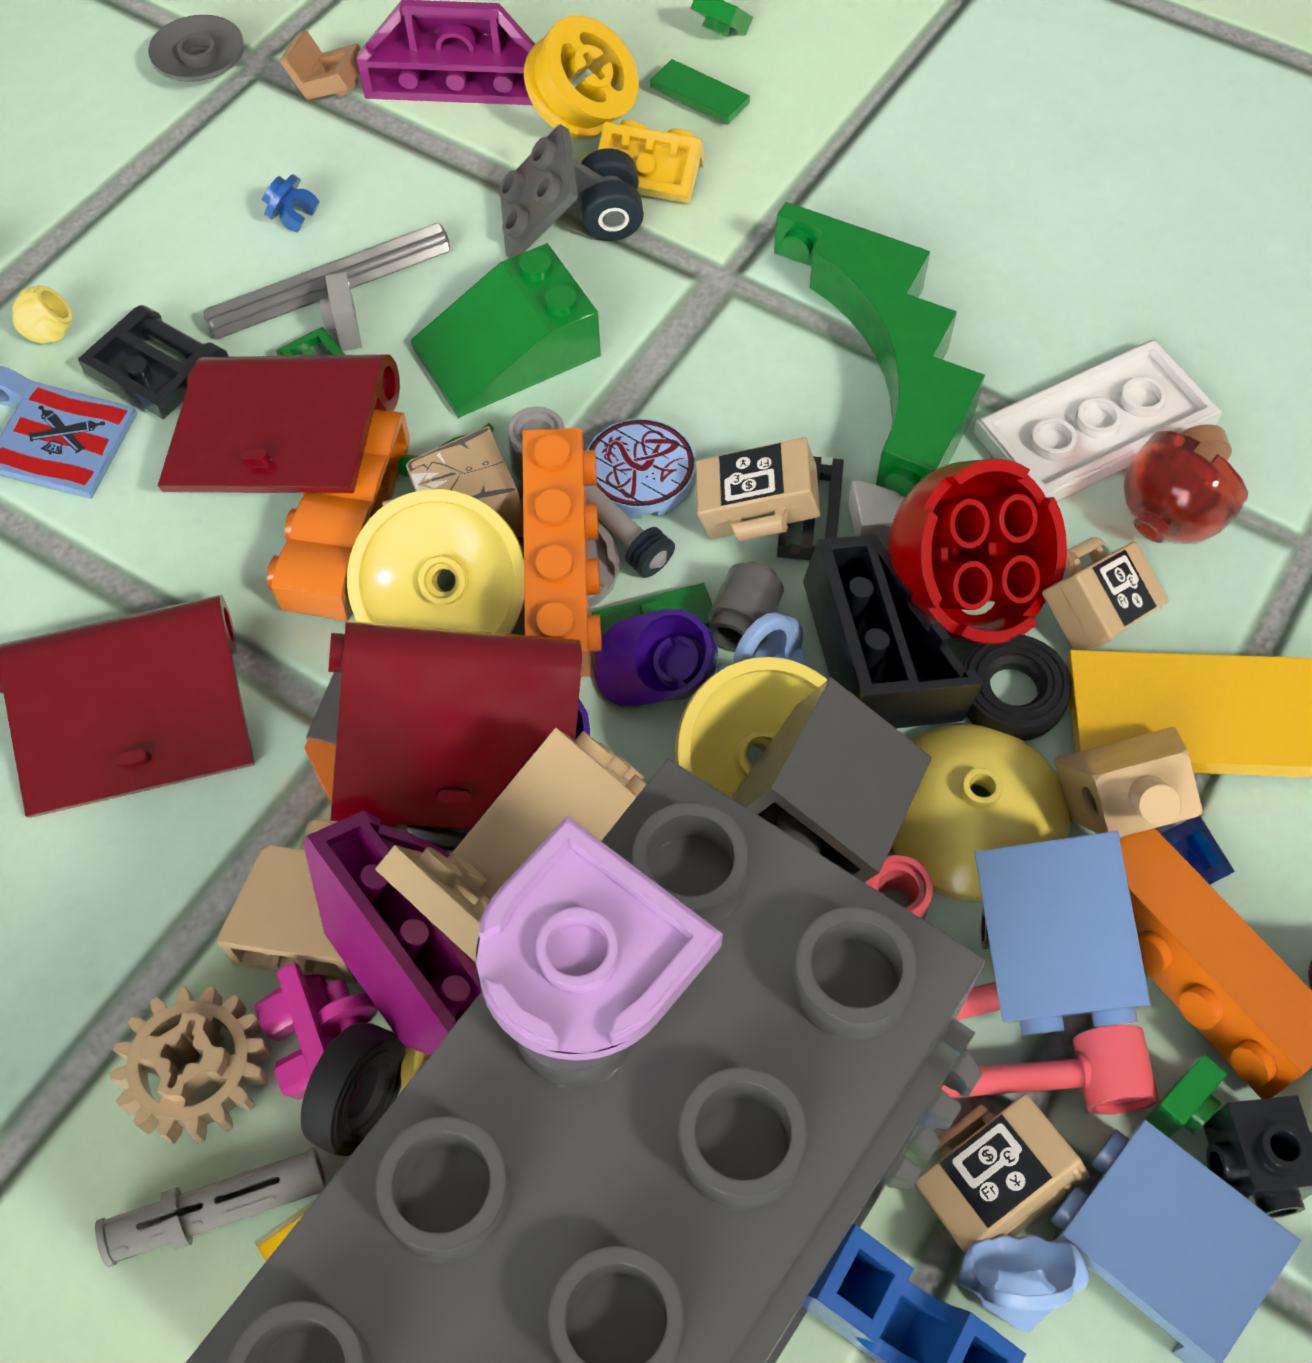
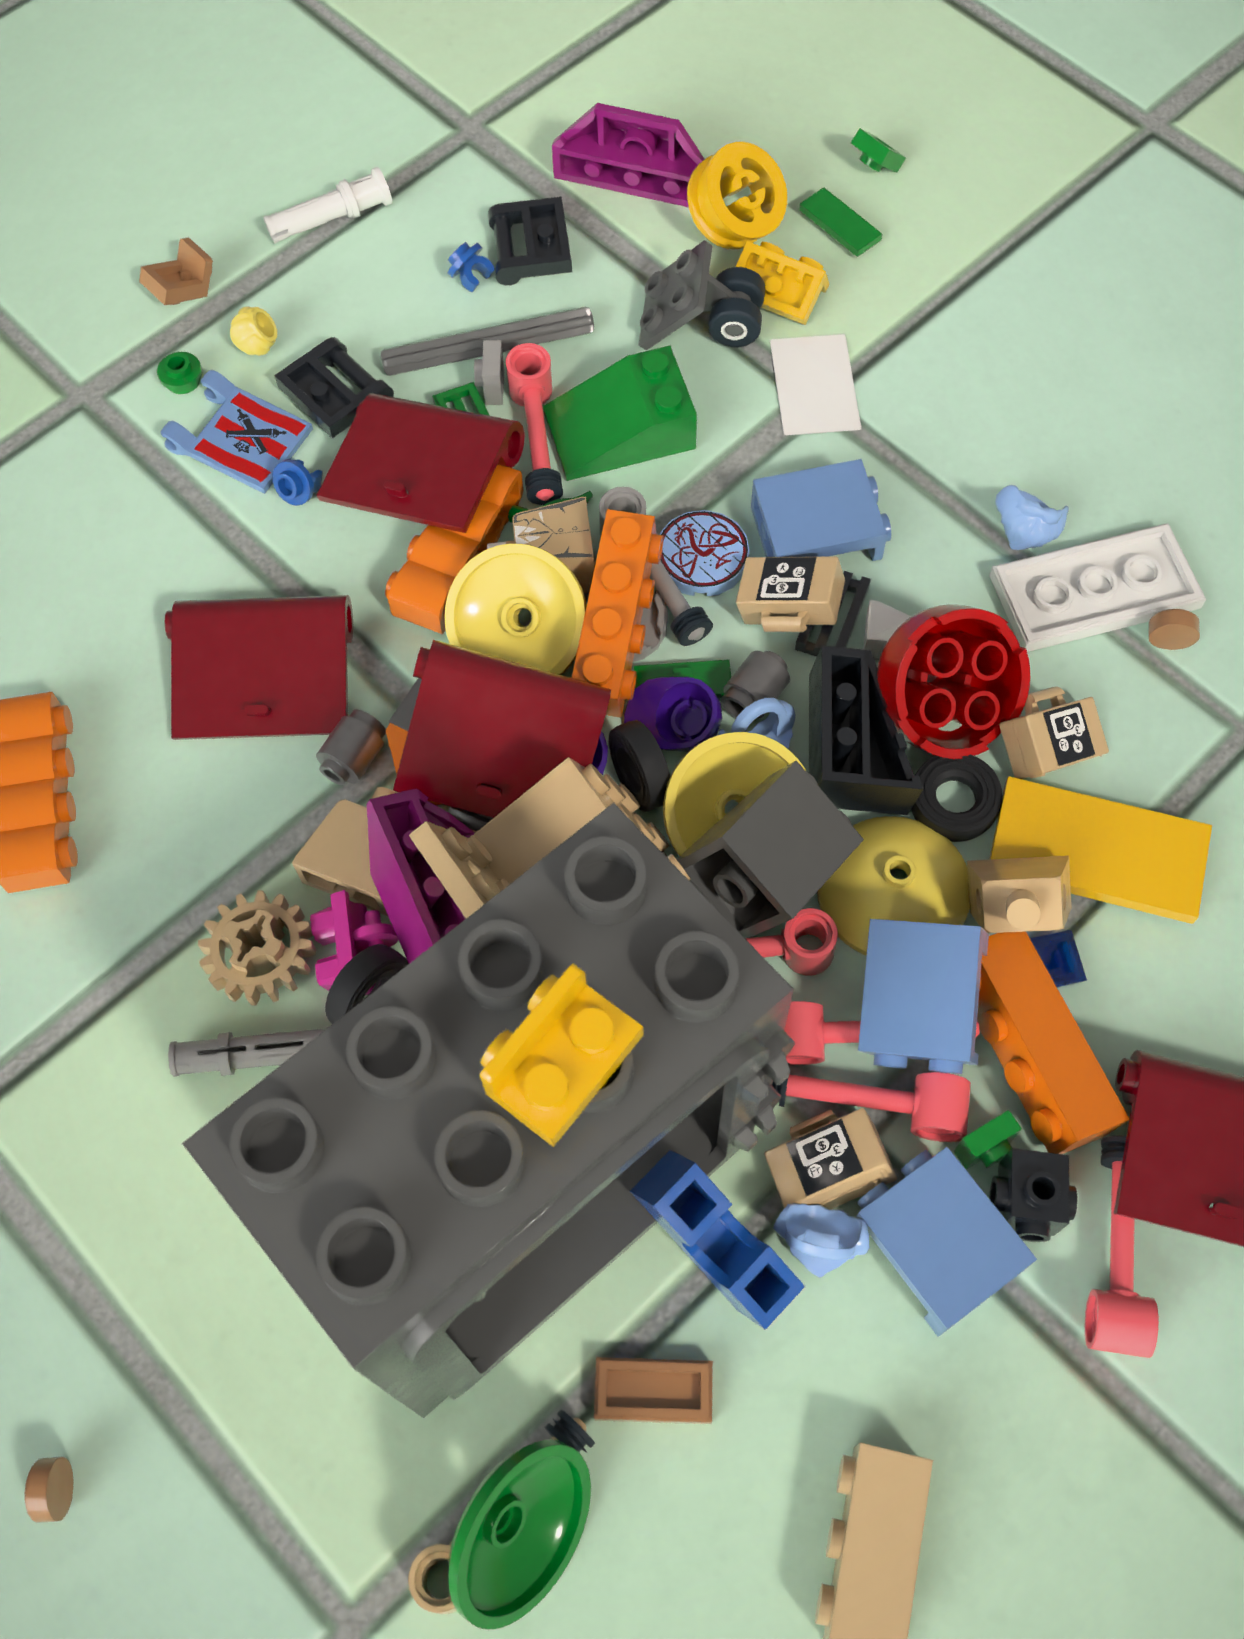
camera: 15 degrees right, 5 degrees up
(126, 156) = (346, 200): none -> white pin
(127, 476) = (295, 482): none -> blue plate
(196, 48) = (421, 109): dark grey dish -> none
(263, 780) = (351, 747): none -> flat silver brick
(318, 72) = (521, 148): medium nougat bracket -> none
(369, 158) = (544, 239): none -> black plate
(391, 320) = (530, 387): none -> coral piece
(585, 949) = (517, 919): lavender tile -> none
(632, 722) = (639, 763): none -> black tyre
(701, 1139) = (558, 1054): none -> yellow bracket
(718, 264) = (815, 384): none -> white sticker
(765, 396) = (820, 512): none -> medium blue panel
(878, 290) = (942, 433): green arch -> none
(1003, 361) = (1028, 519): none -> light blue piece
(1180, 492) = (1139, 664): clear red cylinder -> none

